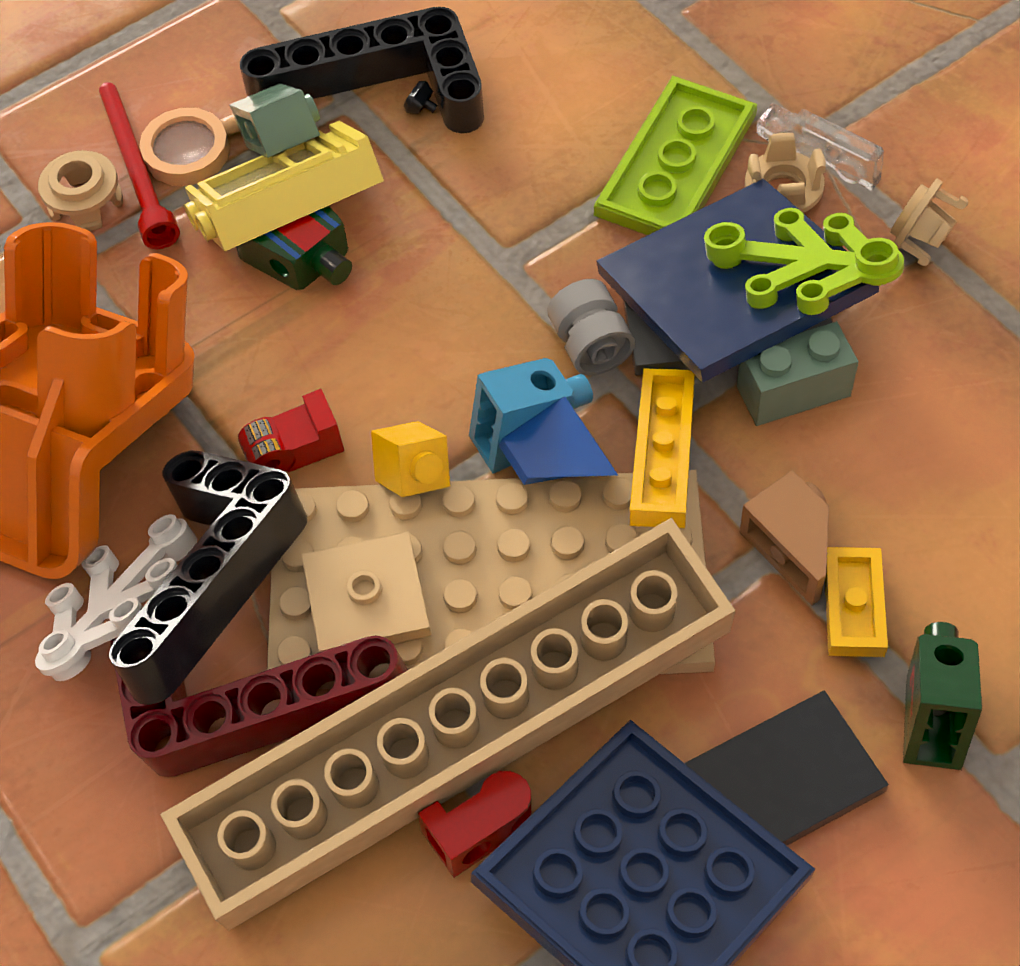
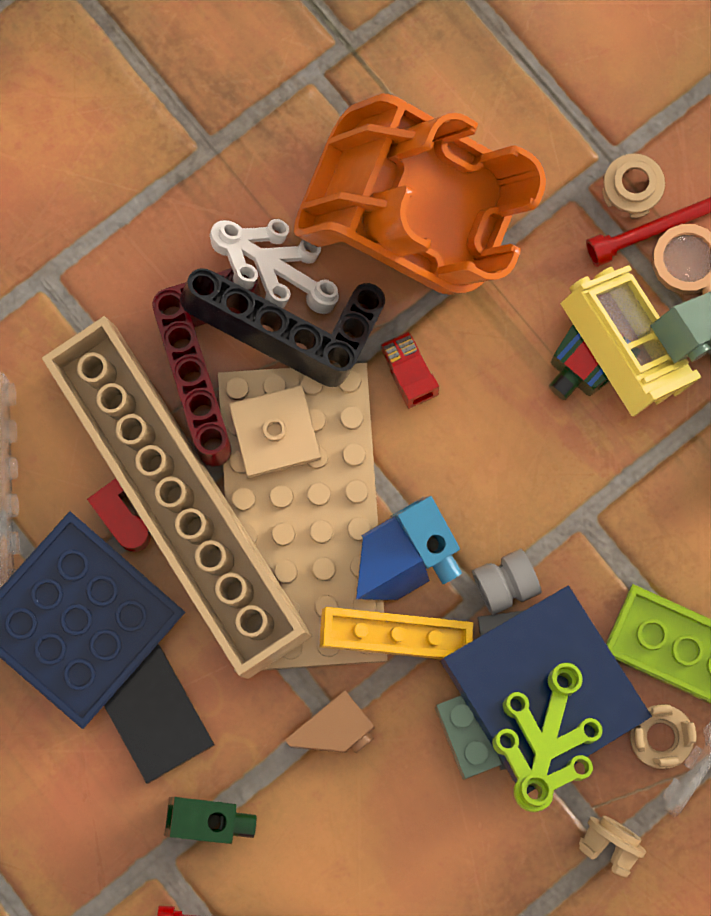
camera: 85 degrees right, 20 degrees up
(410, 458) = (383, 454): yellow brick -> none
(855, 602) = (281, 769): yellow plate -> none

